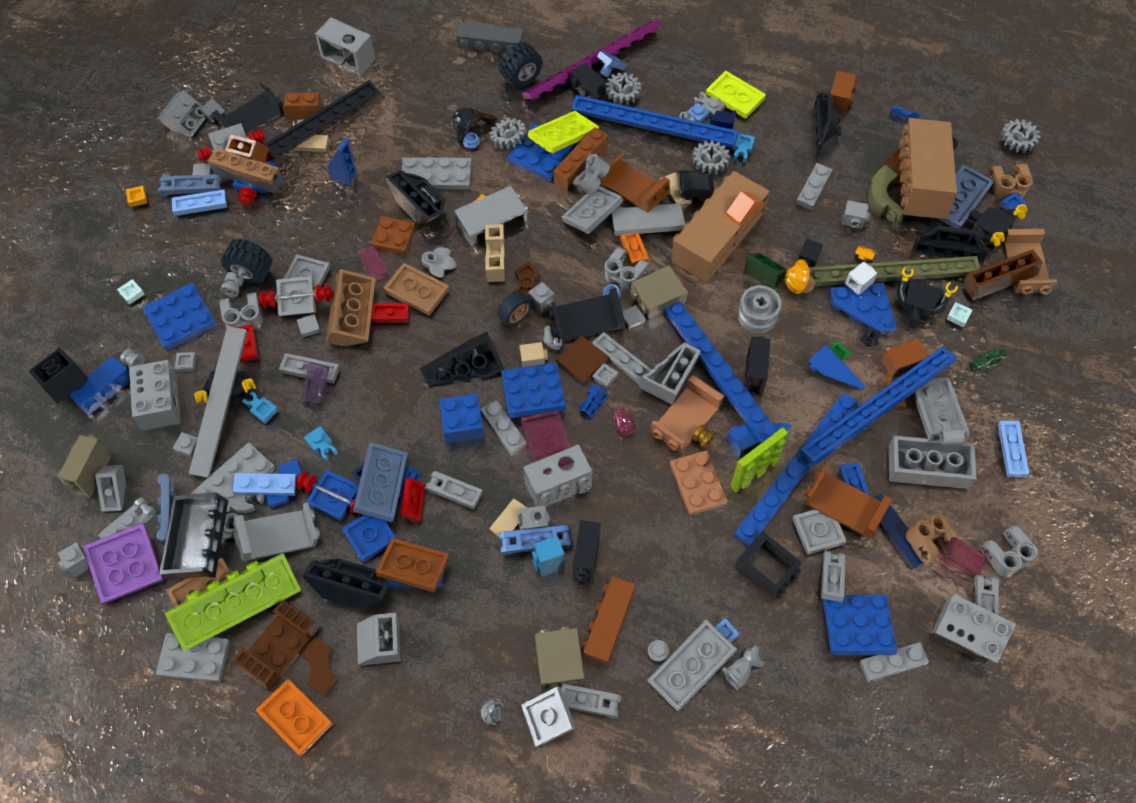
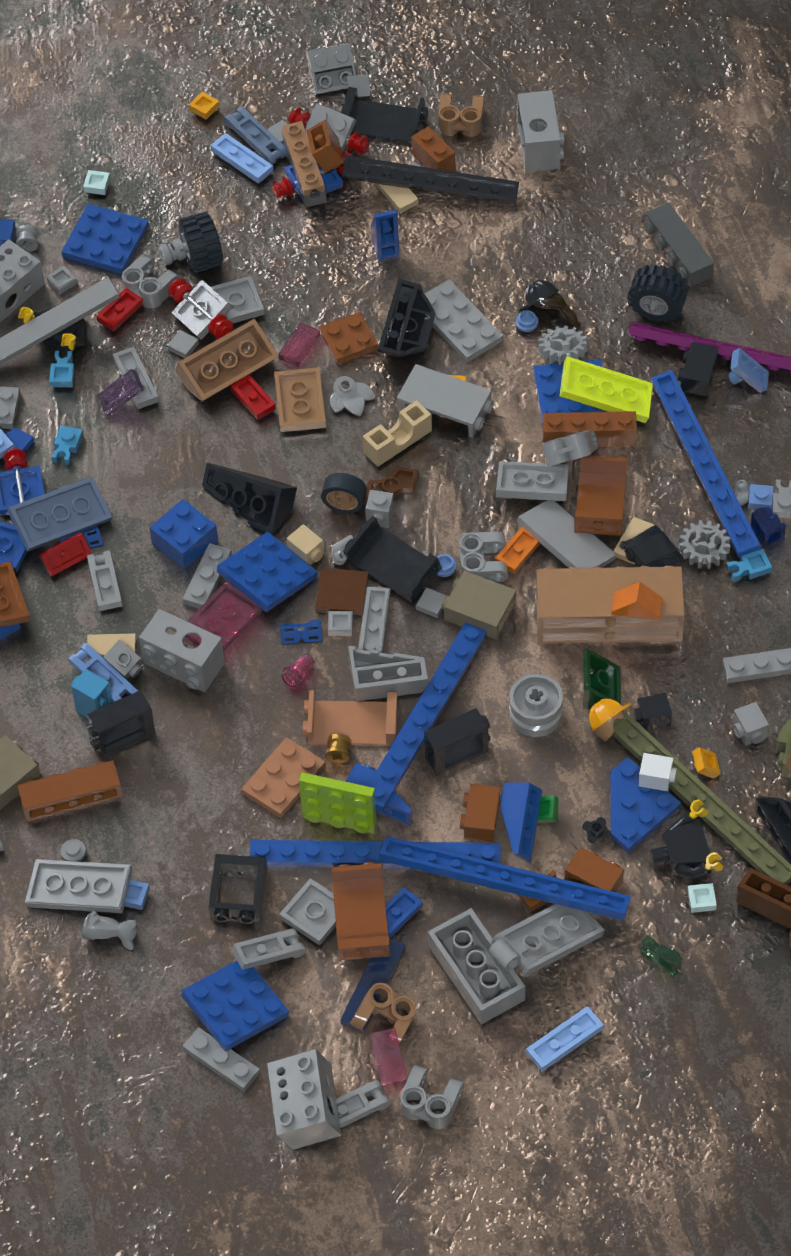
camera: 55 degrees right, 5 degrees down
(287, 81) = (467, 120): none -> medium nougat piece
(623, 88) = (725, 406): light grey gear -> none
(814, 388) = (481, 812): none -> dark orange brick

